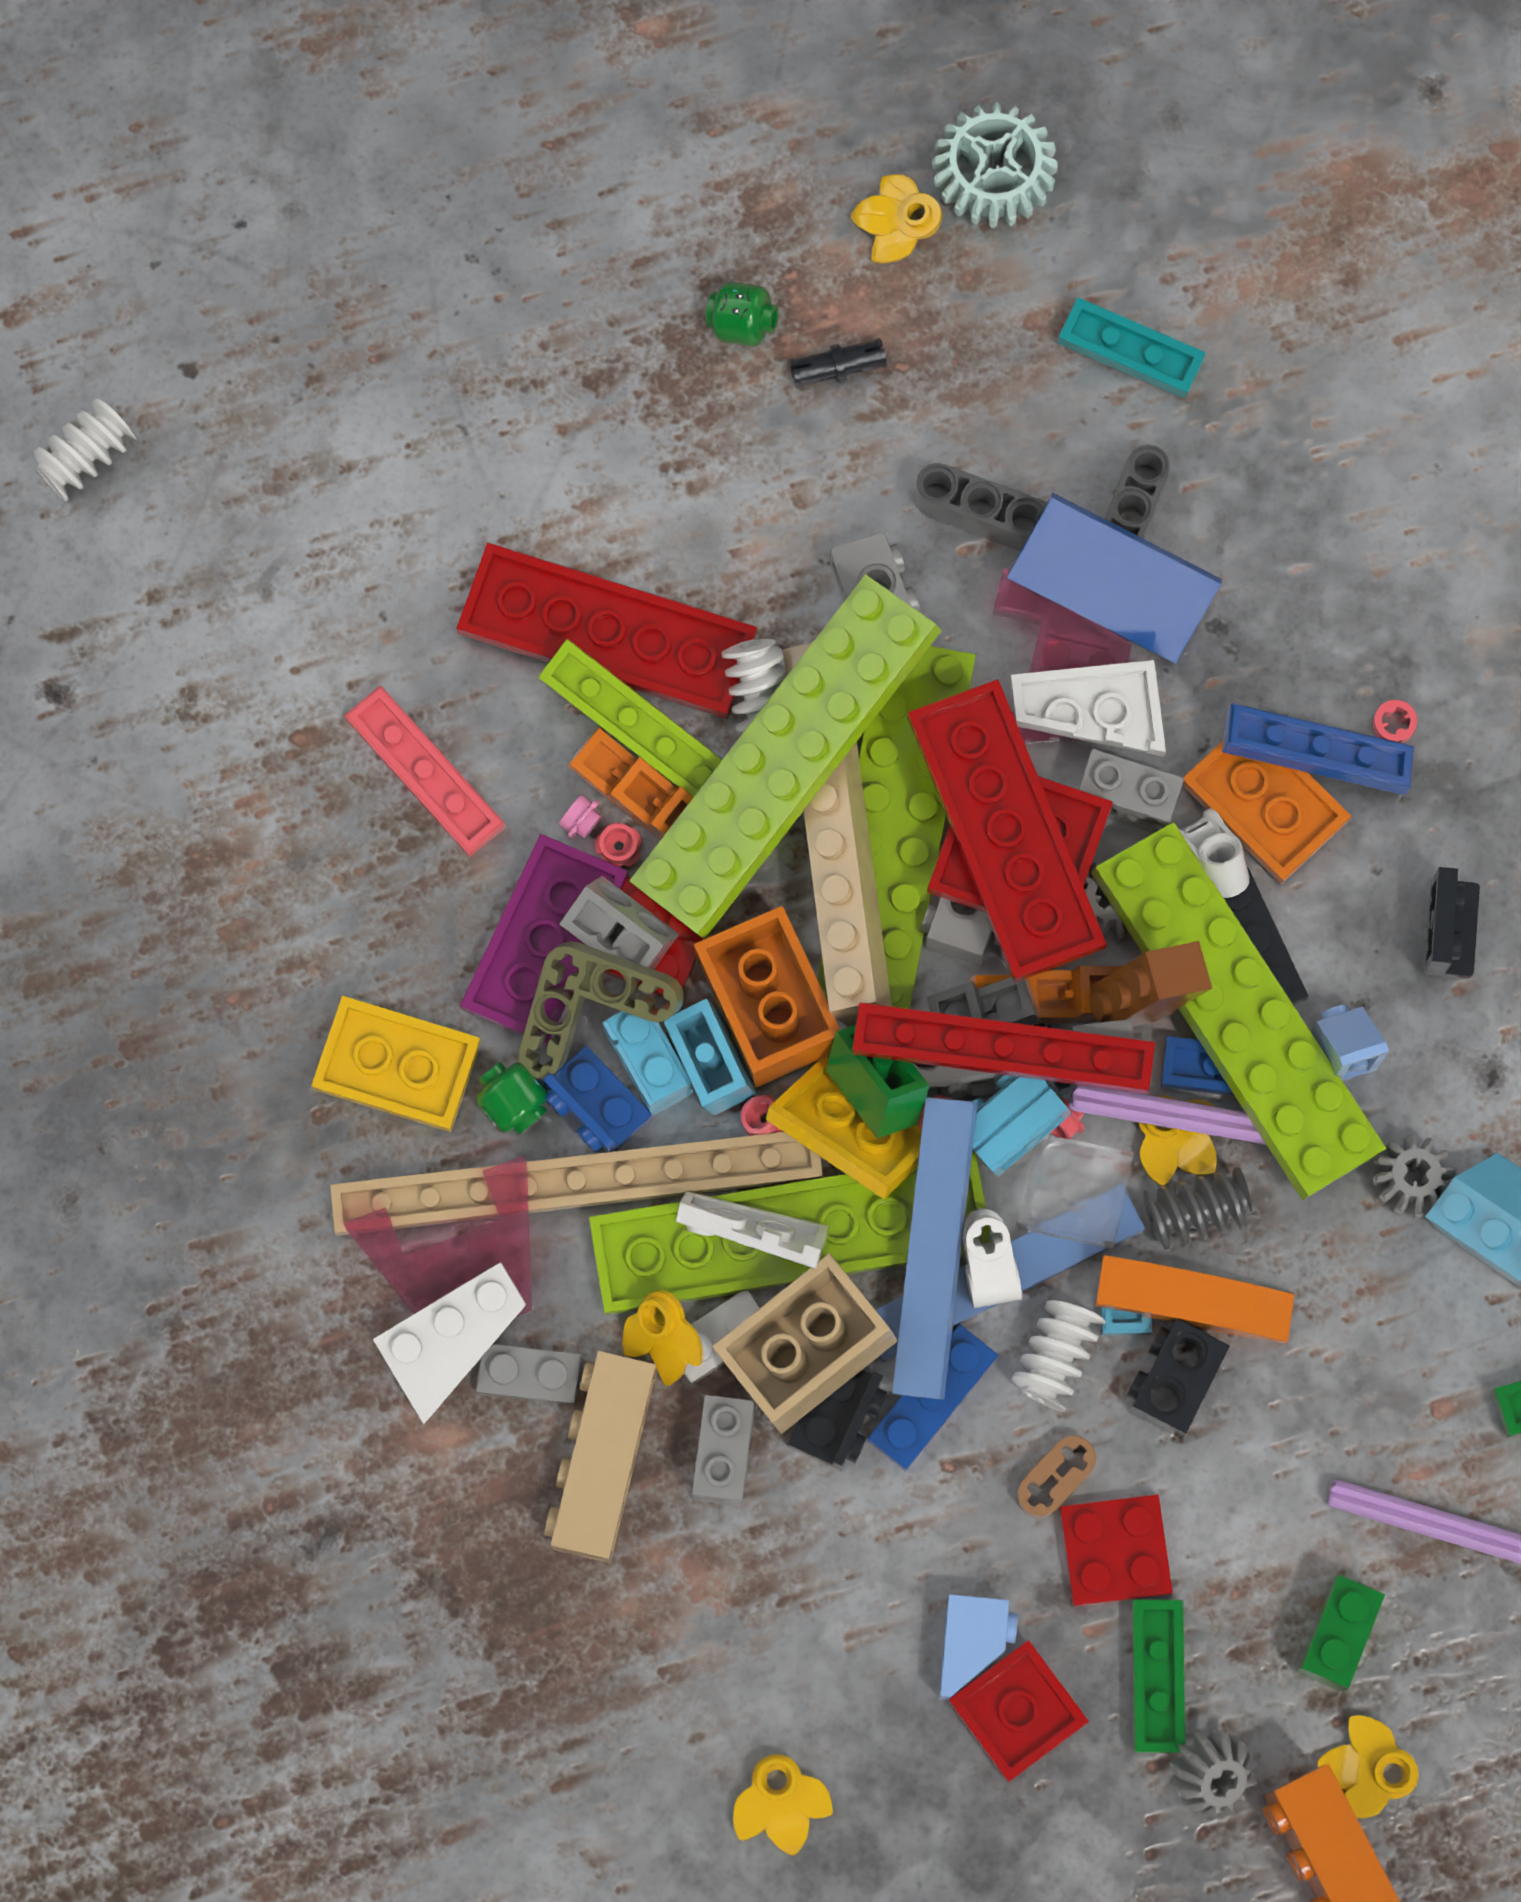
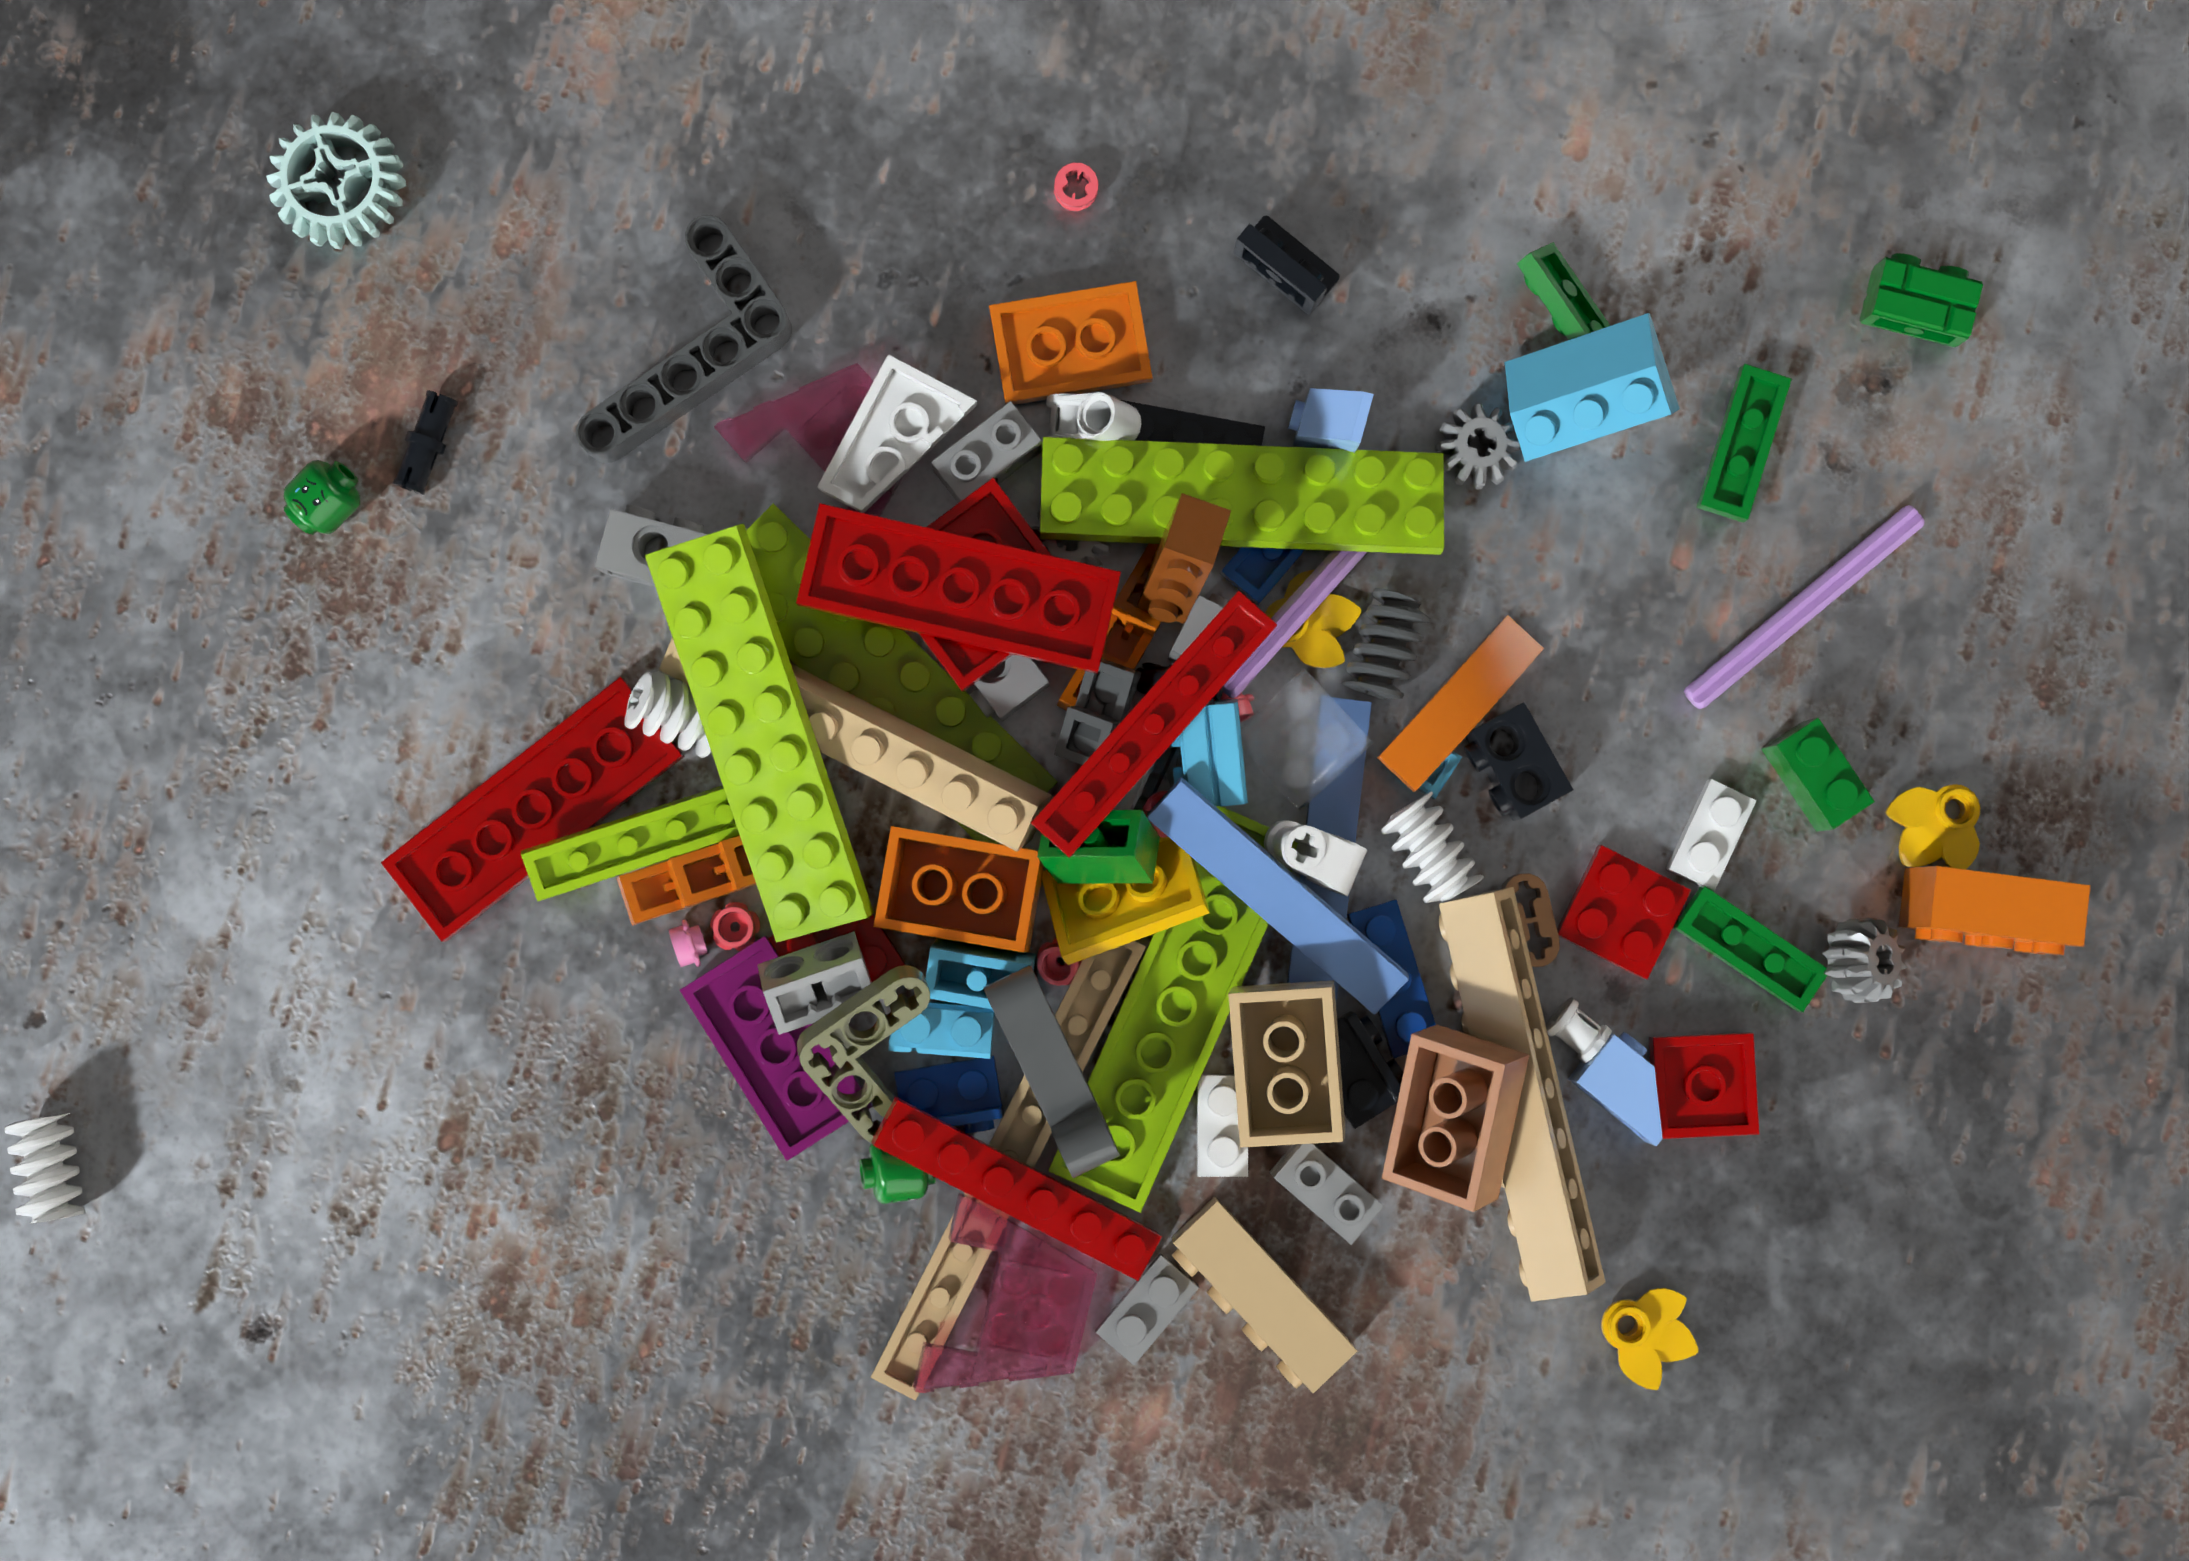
camera: 65 degrees left, 10 degrees up
(396, 1063) = (800, 1249): yellow plate -> none
(425, 771) = (552, 1051): coral tile -> none
(449, 1337) = (1073, 1362): white wing -> none
(558, 1200) = (1016, 1188): none -> red plate
(665, 1334) = (1190, 1173): yellow plate -> none
(674, 1156) = (1052, 1071): none -> dark grey beam
(753, 1227) = (1162, 1037): white wing -> none
(853, 1508) = (1455, 1117): none -> nougat brick
(890, 218) = (321, 306): yellow plate -> none
(908, 1559) = (1541, 1168): none -> tan brick
(992, 1573) = (1578, 1030): none -> white bush
(1114, 578) = (789, 337): tile -> none
(1131, 348) = (587, 178): teal plate -> none
(1230, 1582) = (1710, 834): none -> white plate
(1318, 749) = (1057, 268): blue tile -> none

